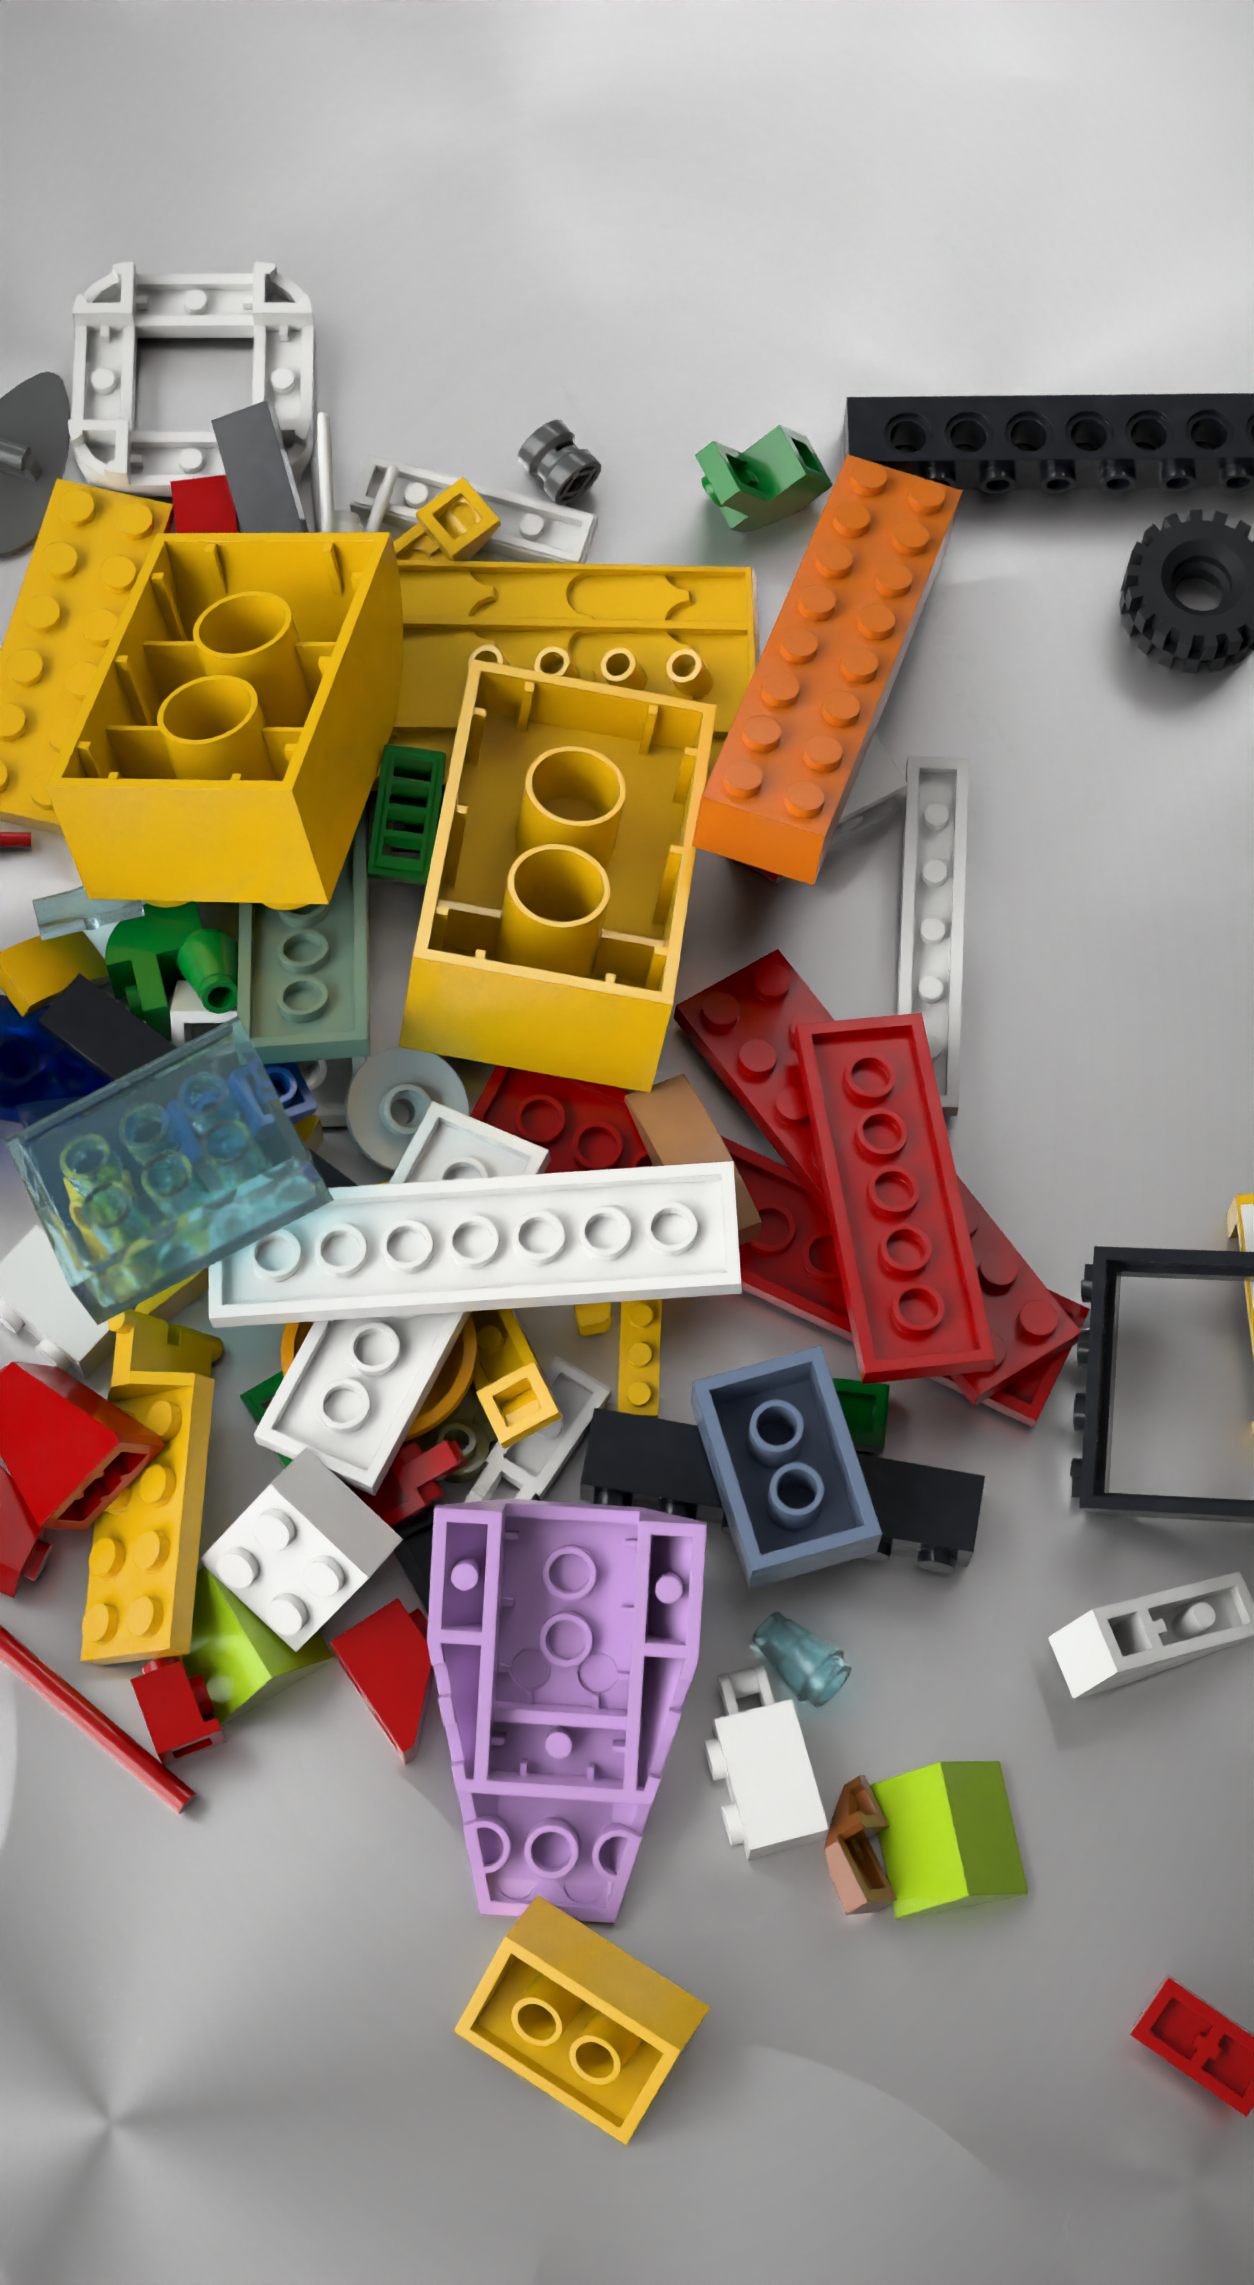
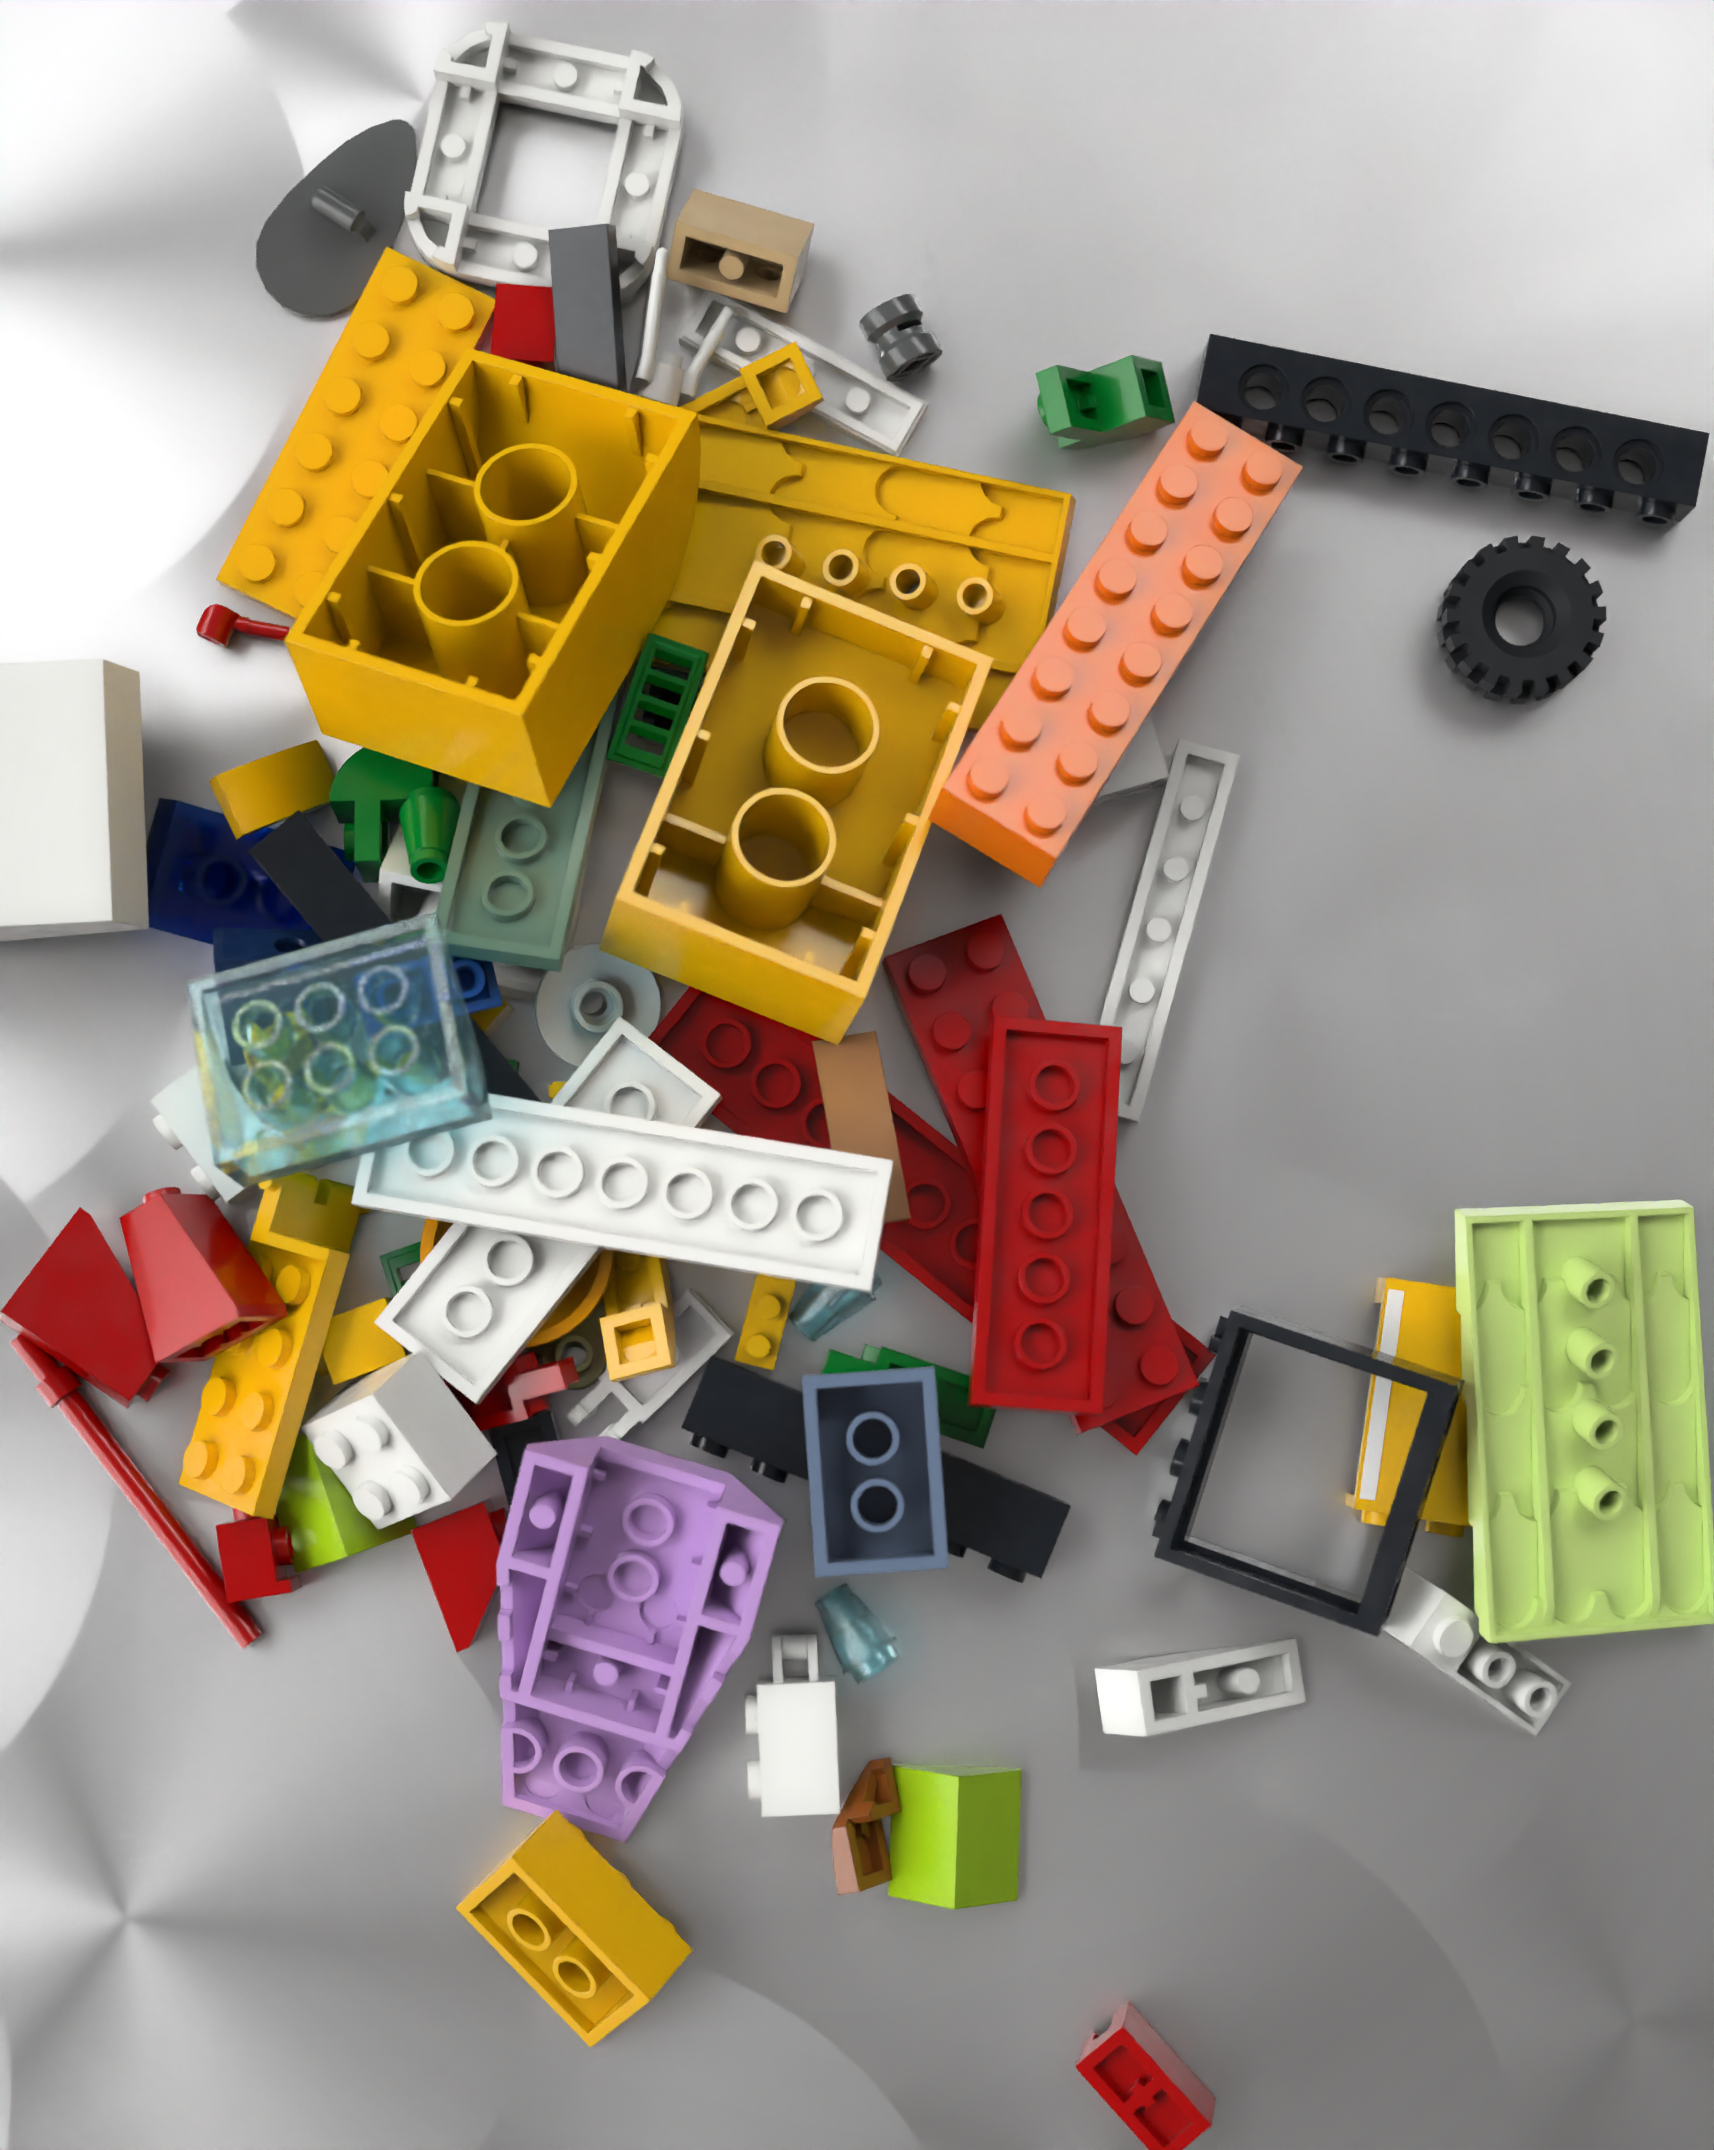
camera: 15 degrees right, 15 degrees up
(74, 912) = (299, 740): clear light blue piece -> none
(238, 1474) = (358, 1345): none -> yellow brick
(392, 414) = (739, 250): none -> tan brick
(702, 1335) = (827, 1307): none -> clear light blue cone

